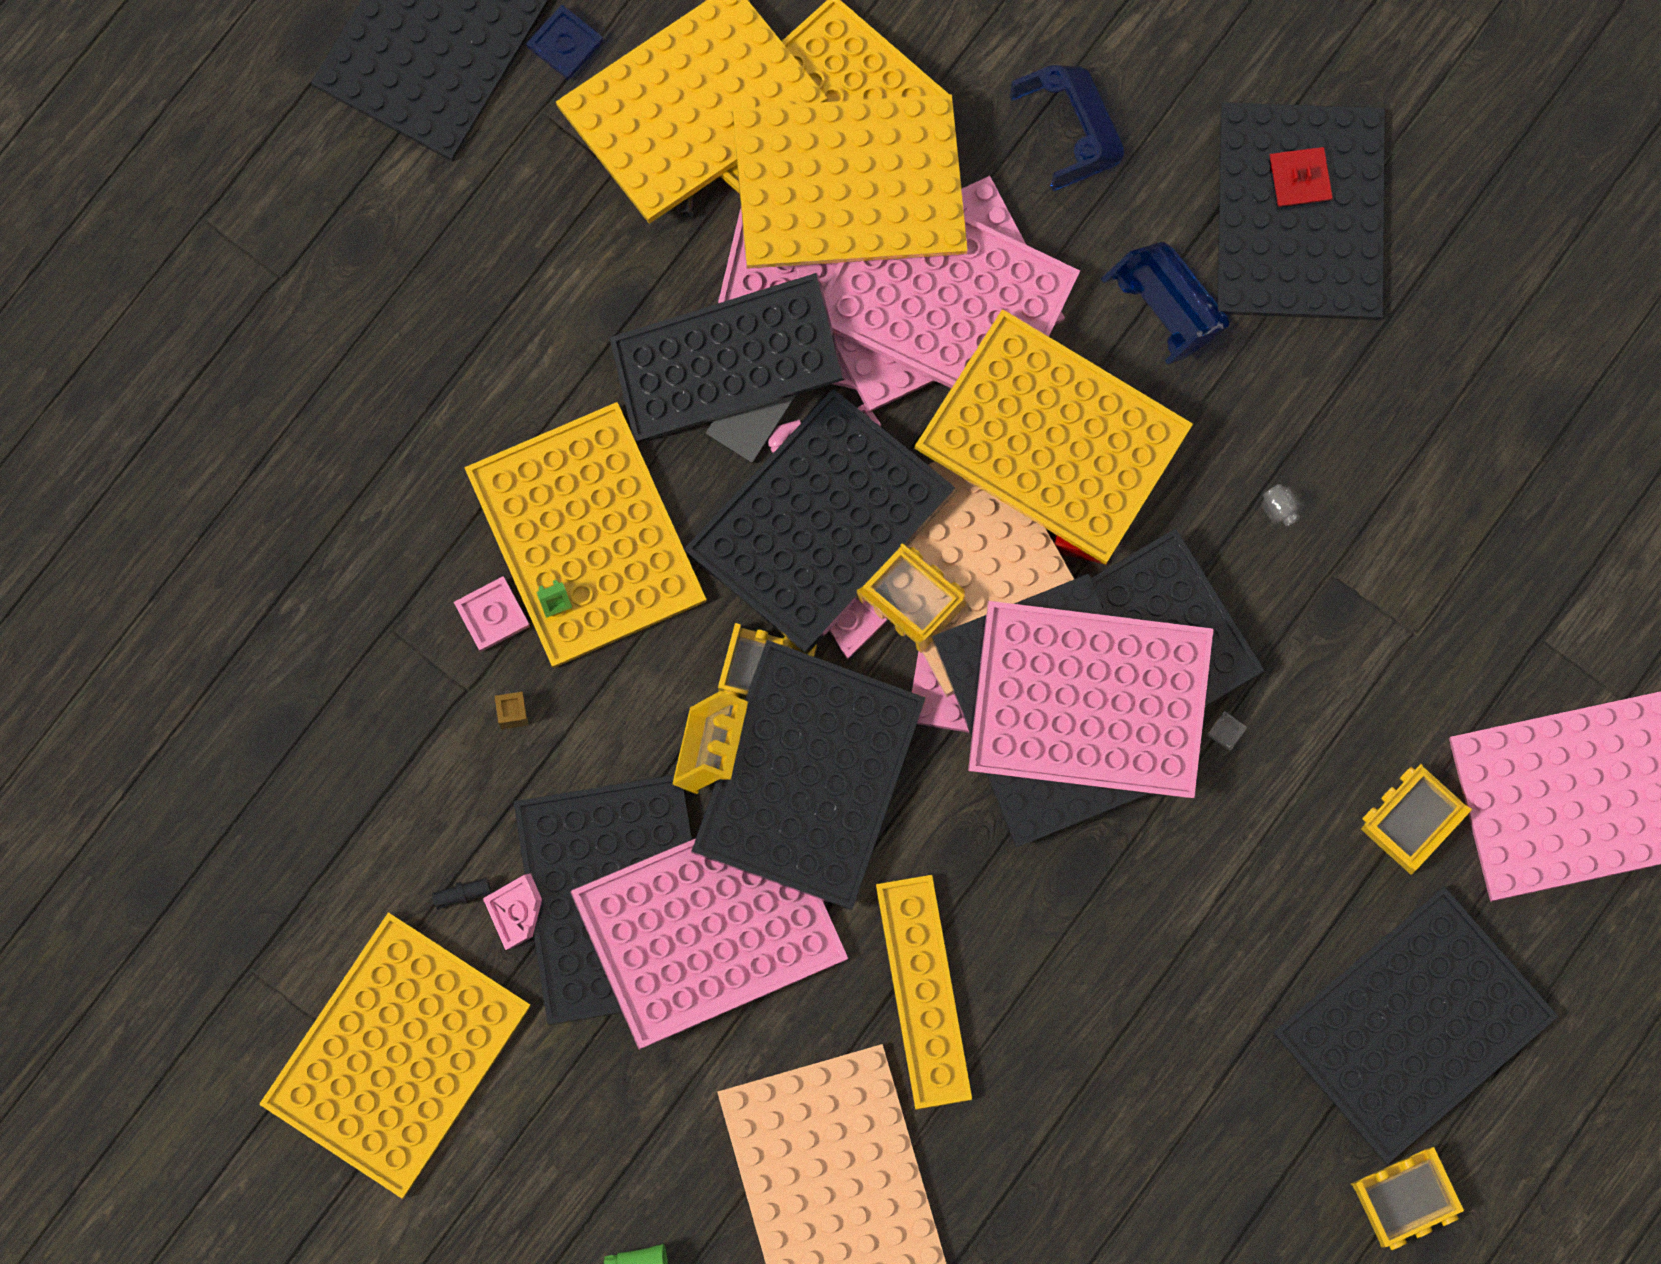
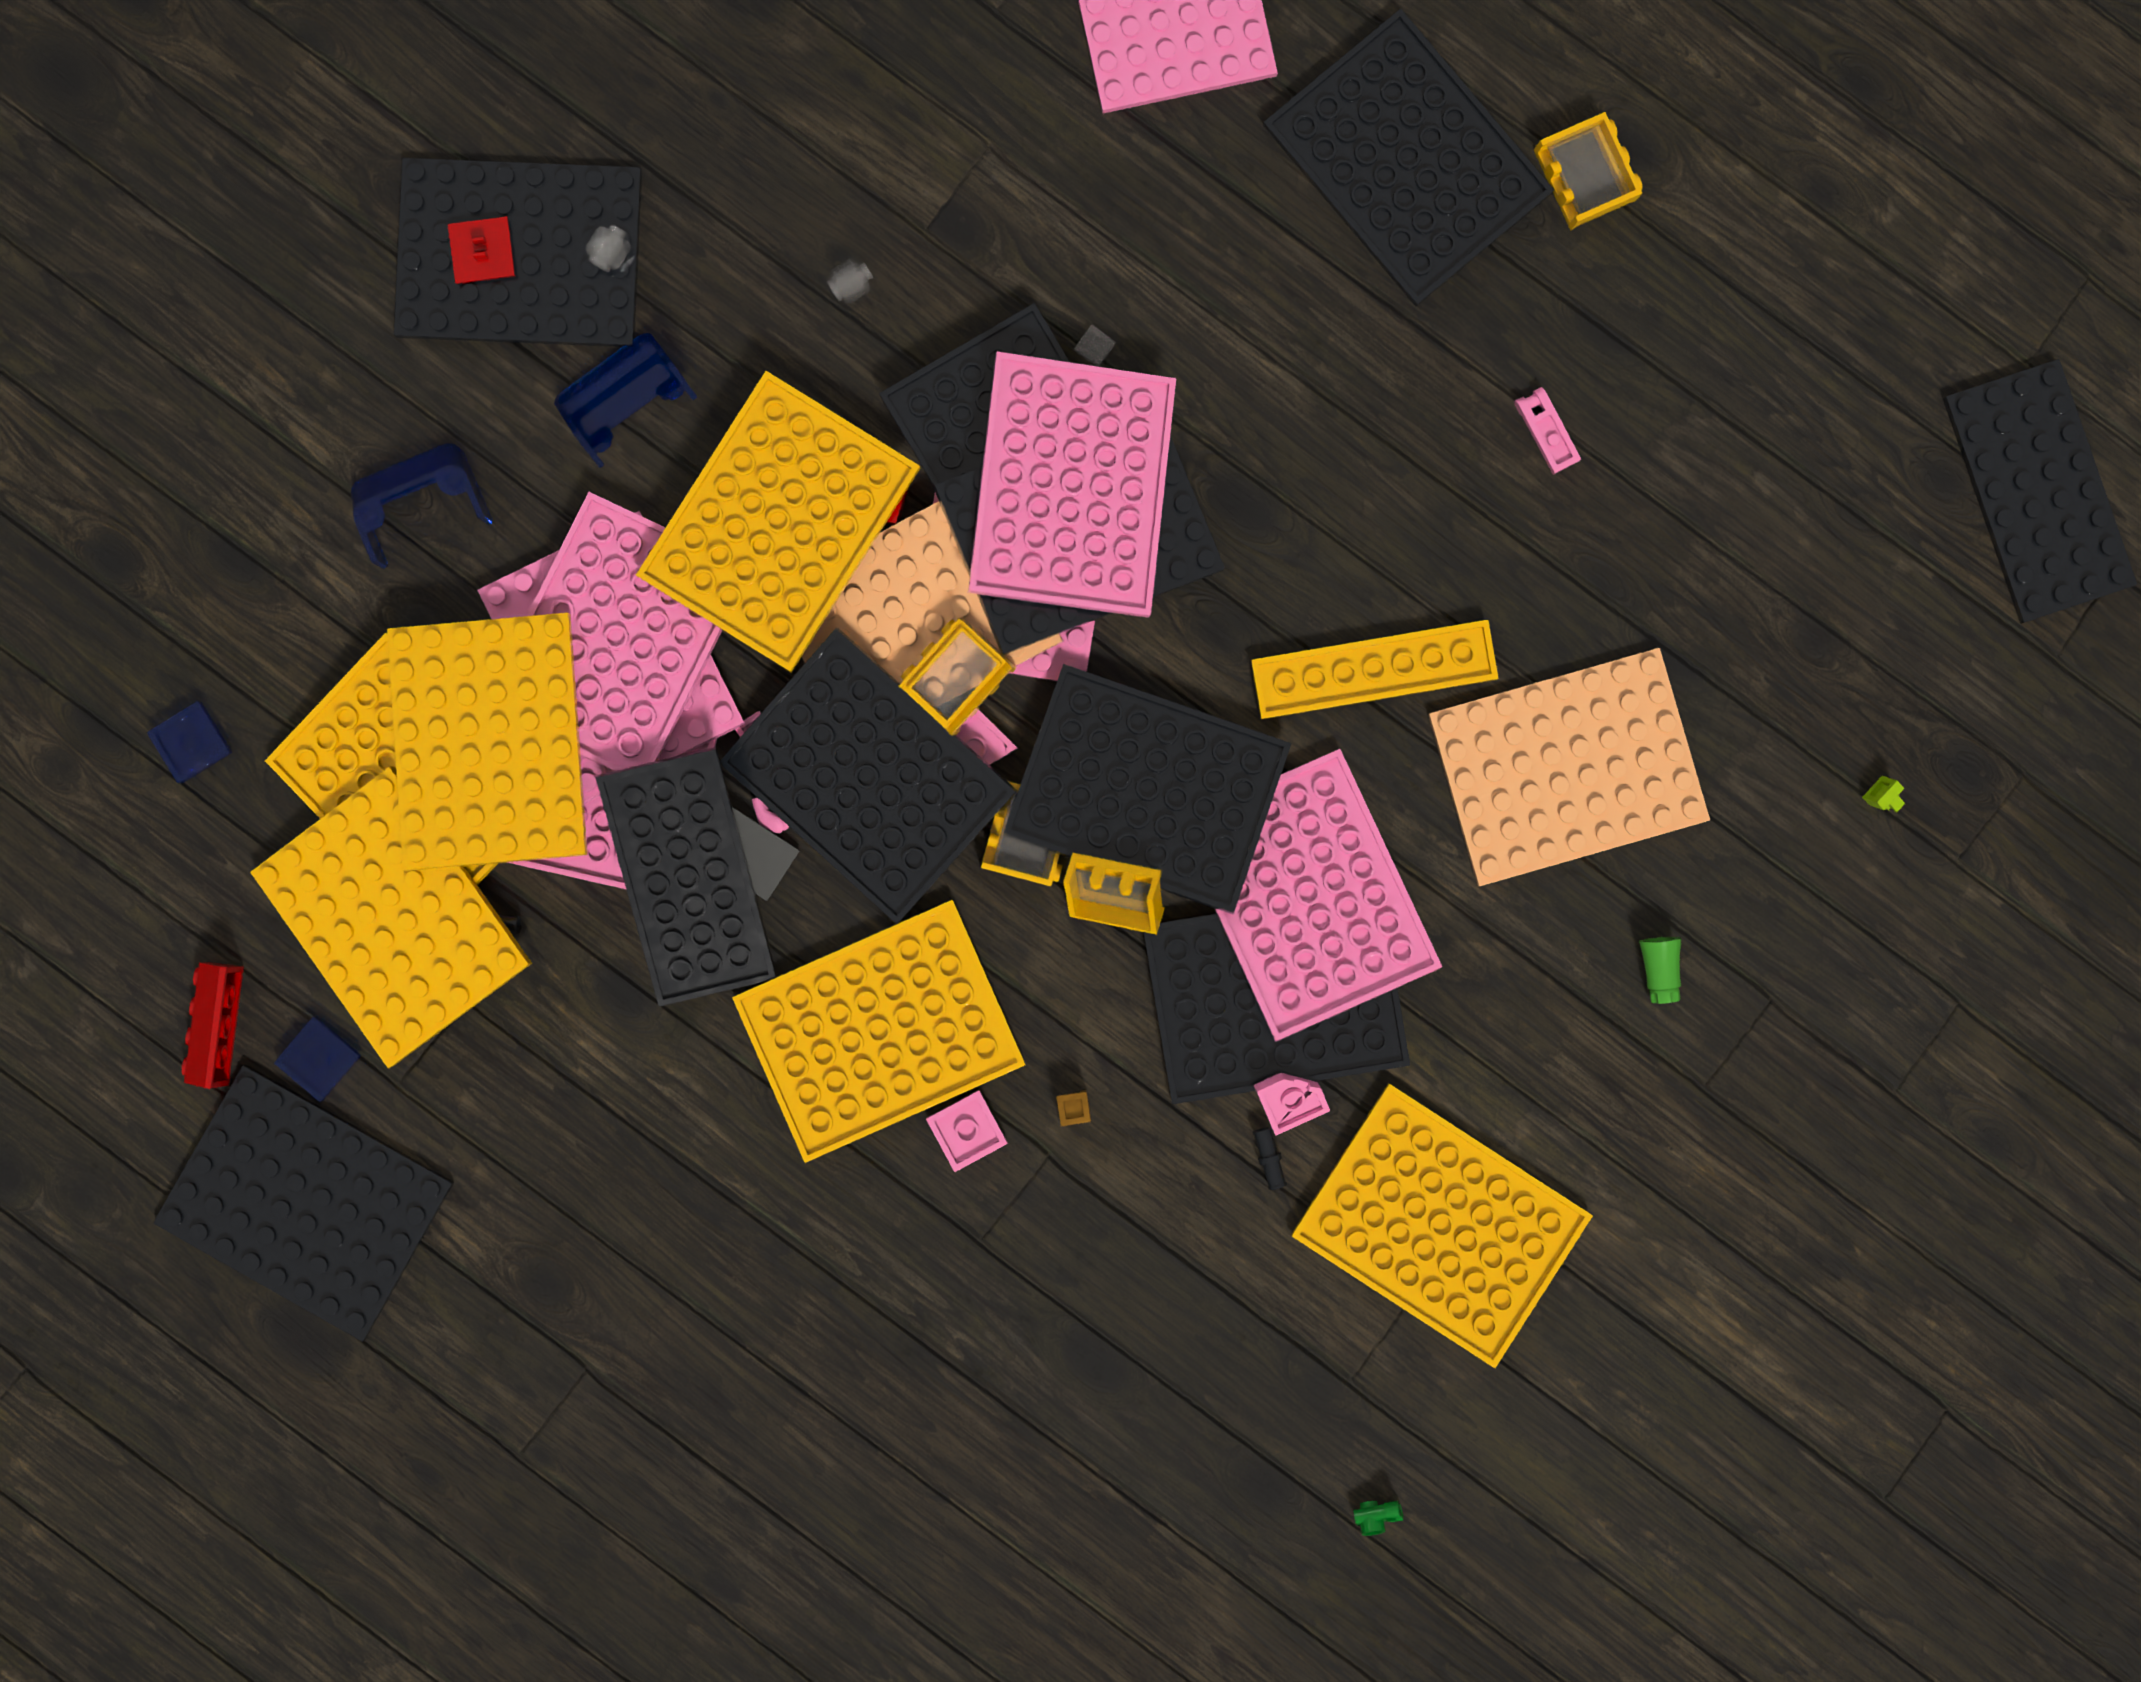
camera: 85 degrees left, 10 degrees up
(123, 989) = (1372, 1516): none -> green plate
(553, 599) = (954, 1063): bright green tile -> none
(1154, 1159) = (1548, 431): none -> bright pink plate
(1304, 286) = (608, 248): none -> clear head
(1414, 818) = (1191, 149): window -> none

